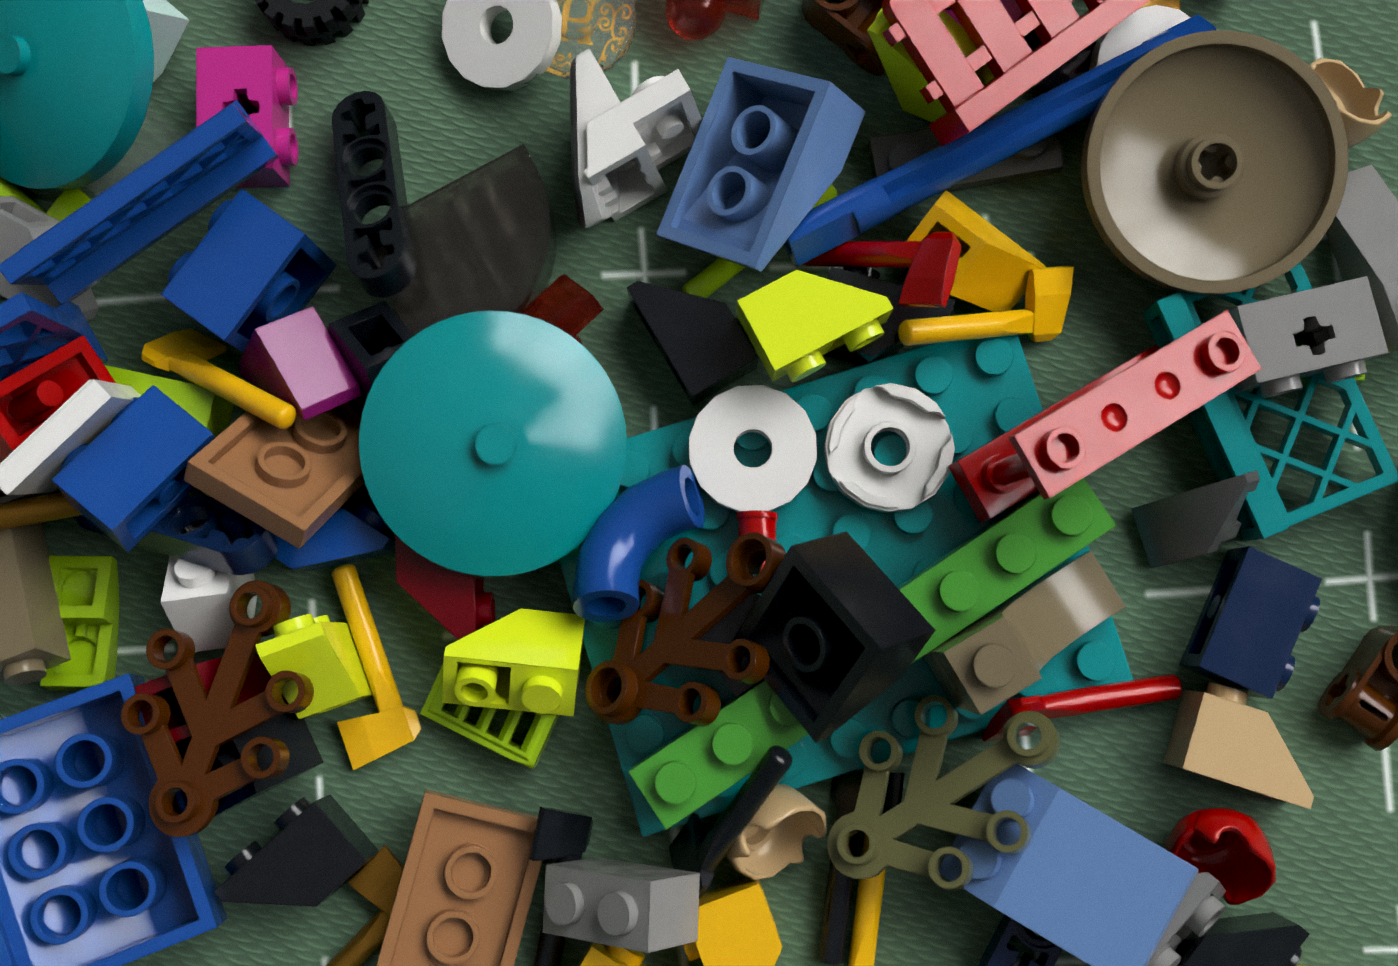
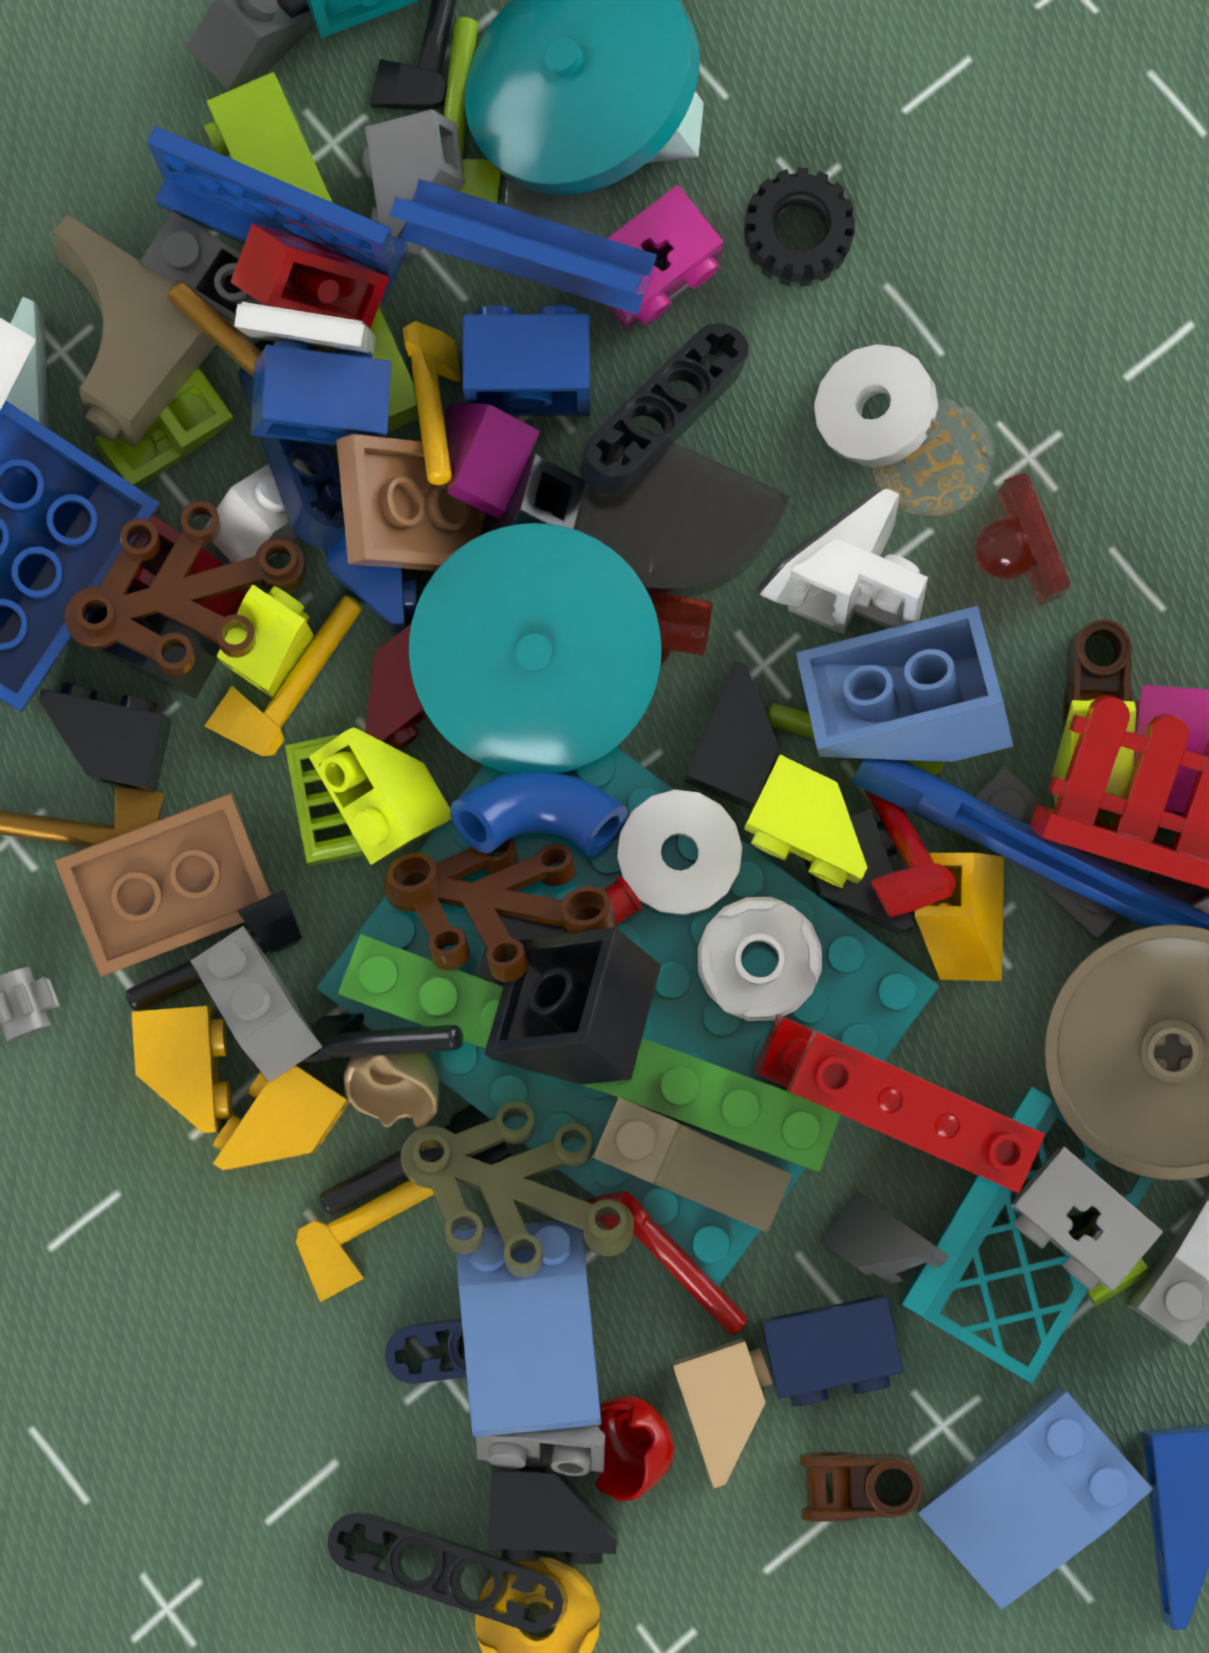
camera: 50 degrees right, 0 degrees up
(1042, 319) = (958, 1009): yellow piece -> none

